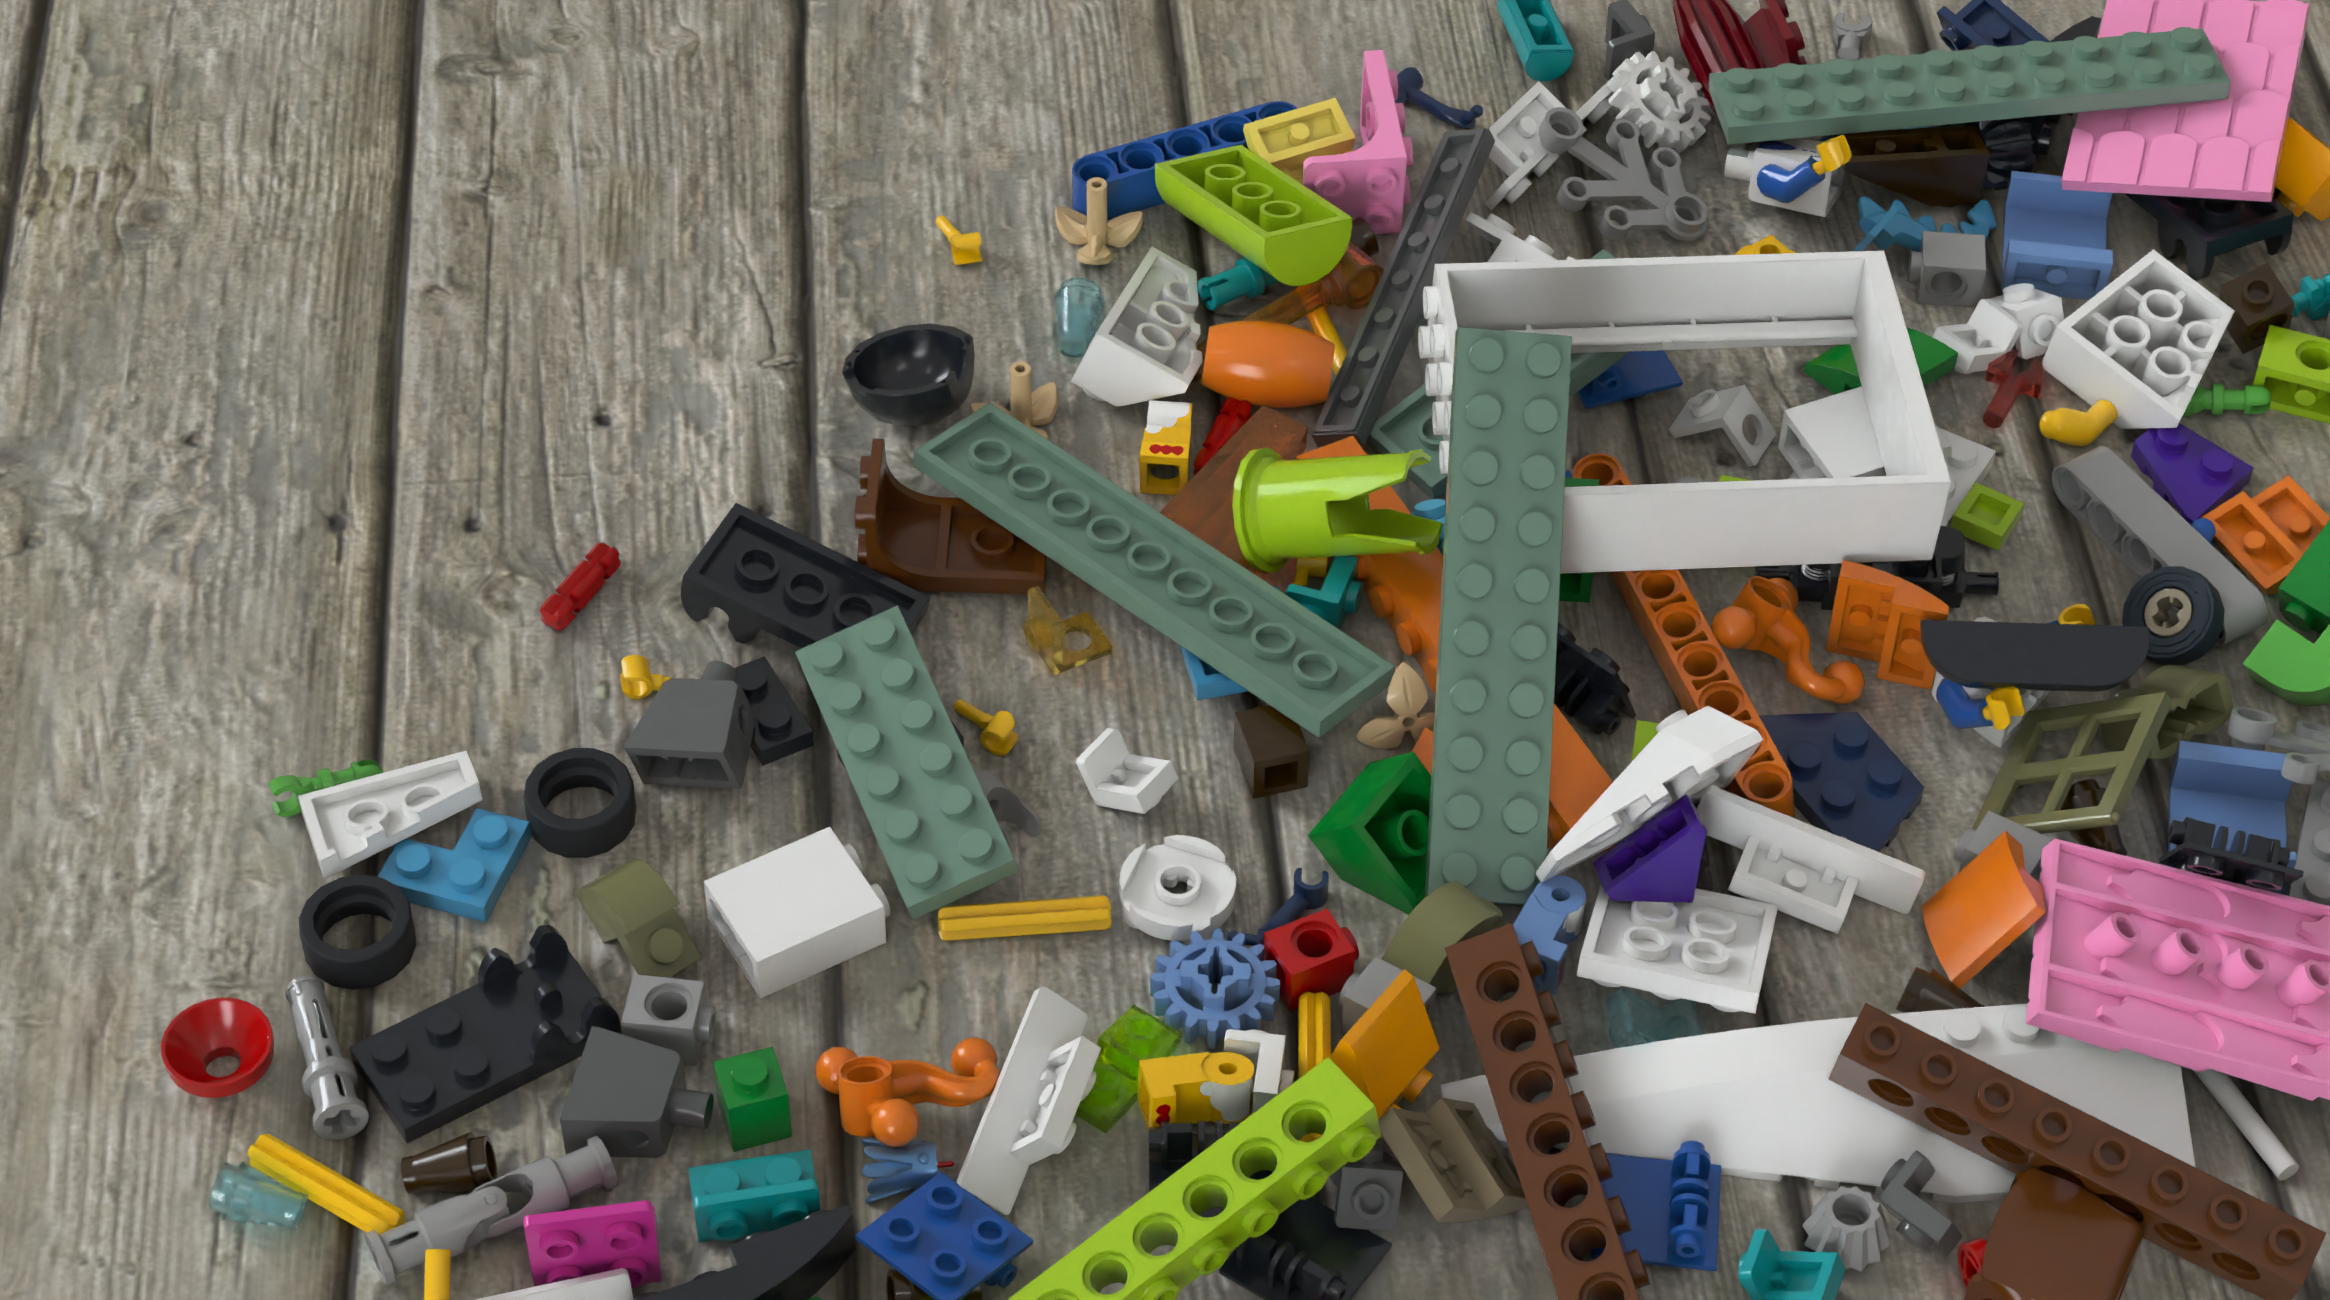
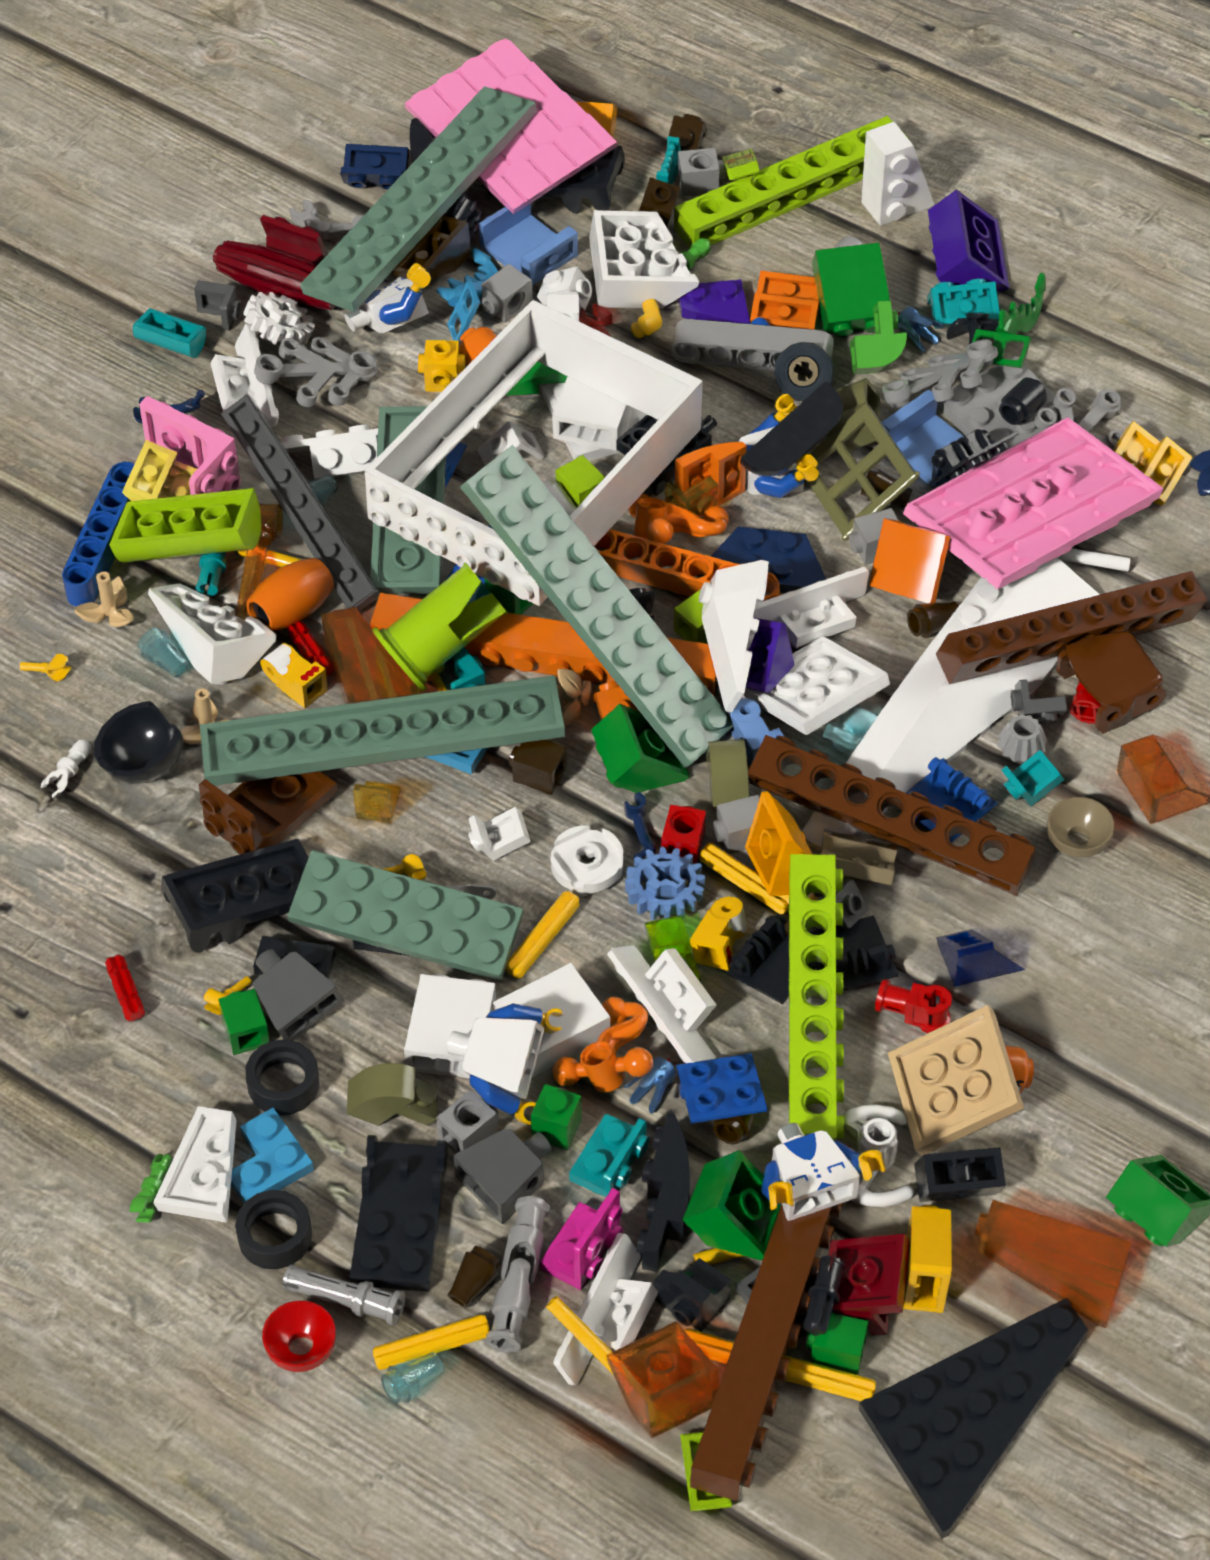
camera: 50 degrees left, 5 degrees up
(615, 710) = (243, 1021): none -> green brick
(769, 971) = (504, 1054): none -> white torso
(832, 344) = (68, 766): none -> white piece
(895, 998) = (581, 1018): none -> white brick
(1268, 1058) = (734, 887): white bracket -> none
(1843, 639) = (696, 498): none -> clear yellow bracket

